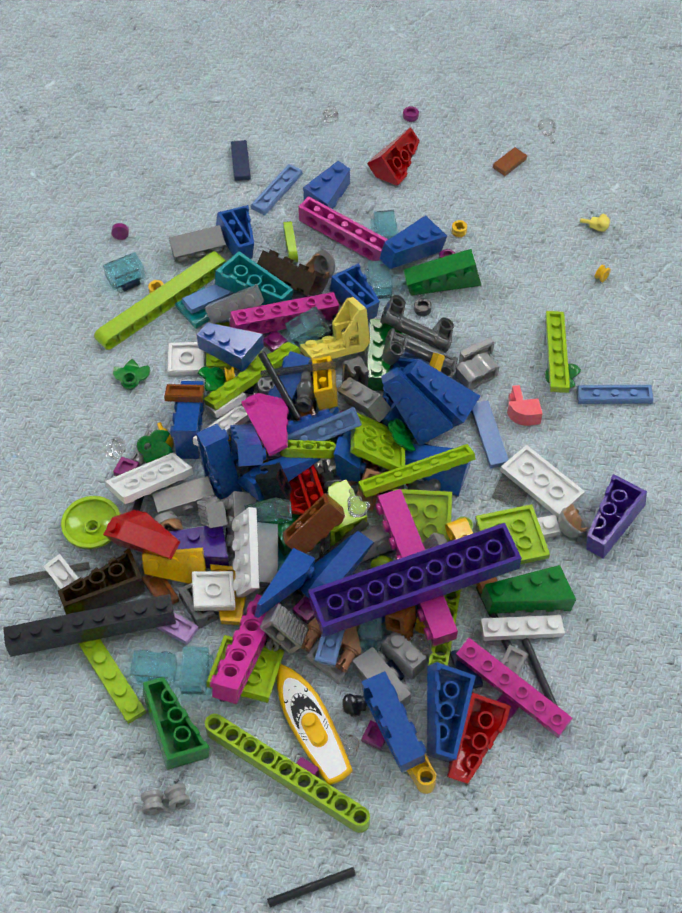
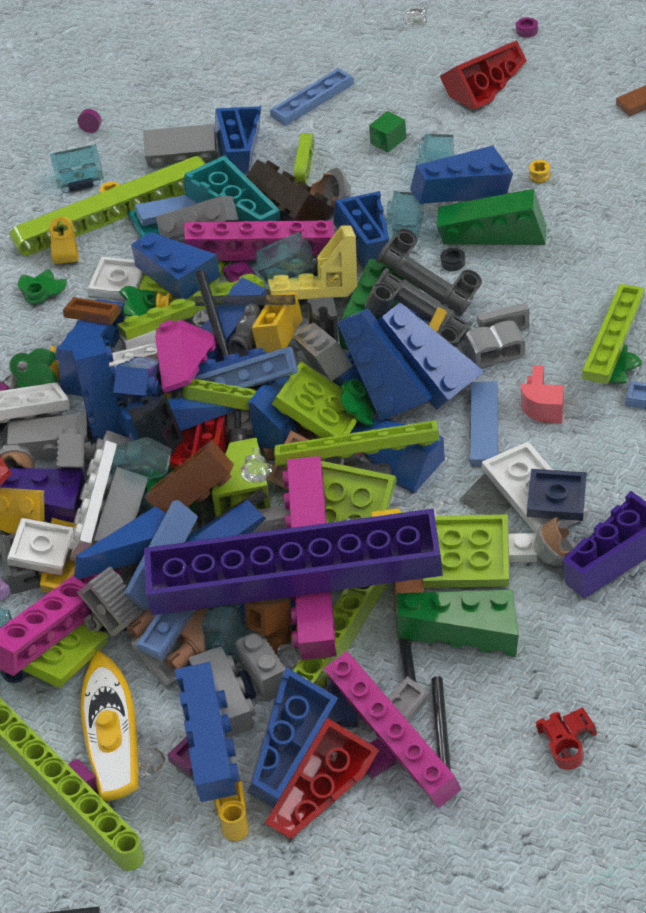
camera: 20 degrees right, 10 degrees down
(138, 338) = (63, 247): none -> yellow piece
(240, 160) = (277, 57): dark blue tile -> none
(311, 579) = (172, 530): none -> medium blue tile
(329, 185) = (372, 99): blue wedge -> none
(341, 228) = (371, 147): dark pink brick -> none
(345, 207) = (387, 131): none -> green brick
(353, 704) = (171, 714): black piece -> none
(521, 627) = (436, 661): white plate -> none
(563, 484) = (556, 494): none -> dark blue plate
(627, 661) = (563, 736): none -> red piece

